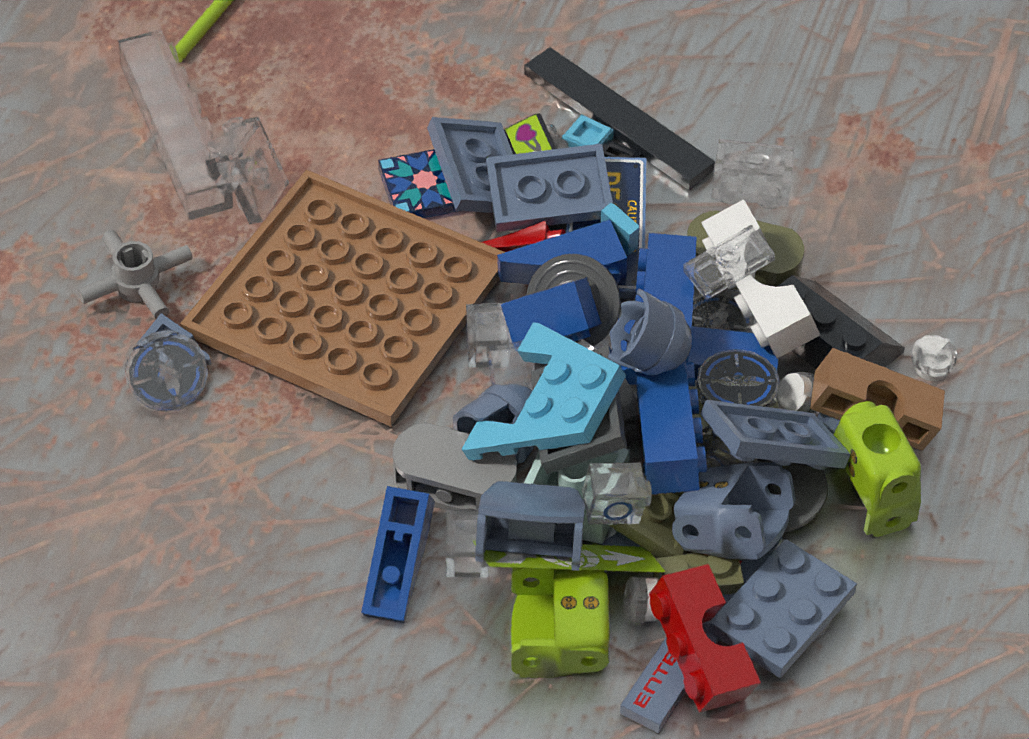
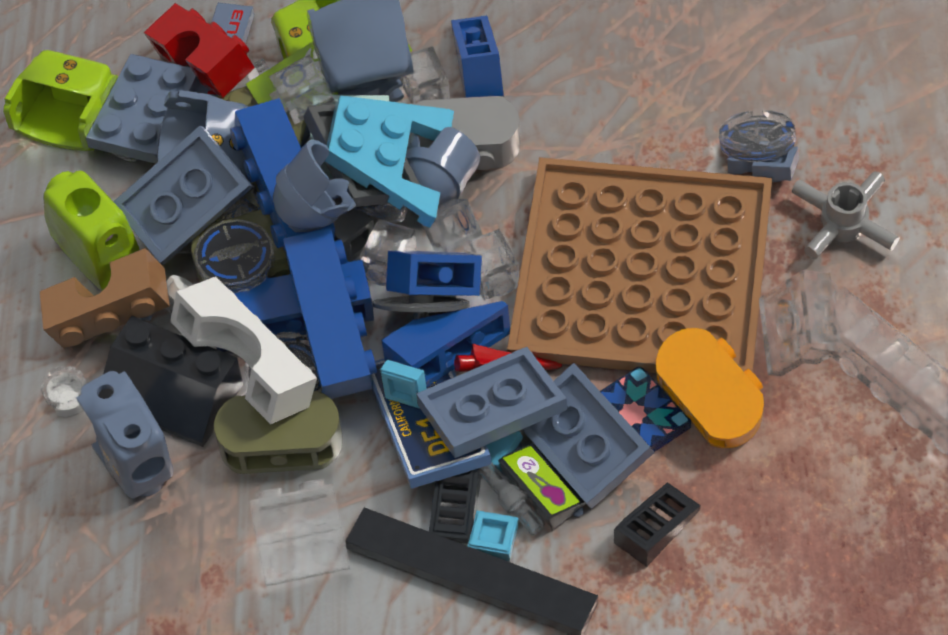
camera: 165 degrees right, 5 degrees up
(352, 157) = (710, 387): none -> light orange brick
(466, 85) = (647, 550): none -> black slope
(728, 262) = (271, 324): clear plate -> none
(867, 654) = (58, 99): none -> lime piece
(882, 262) = (126, 435): none -> sand blue piece

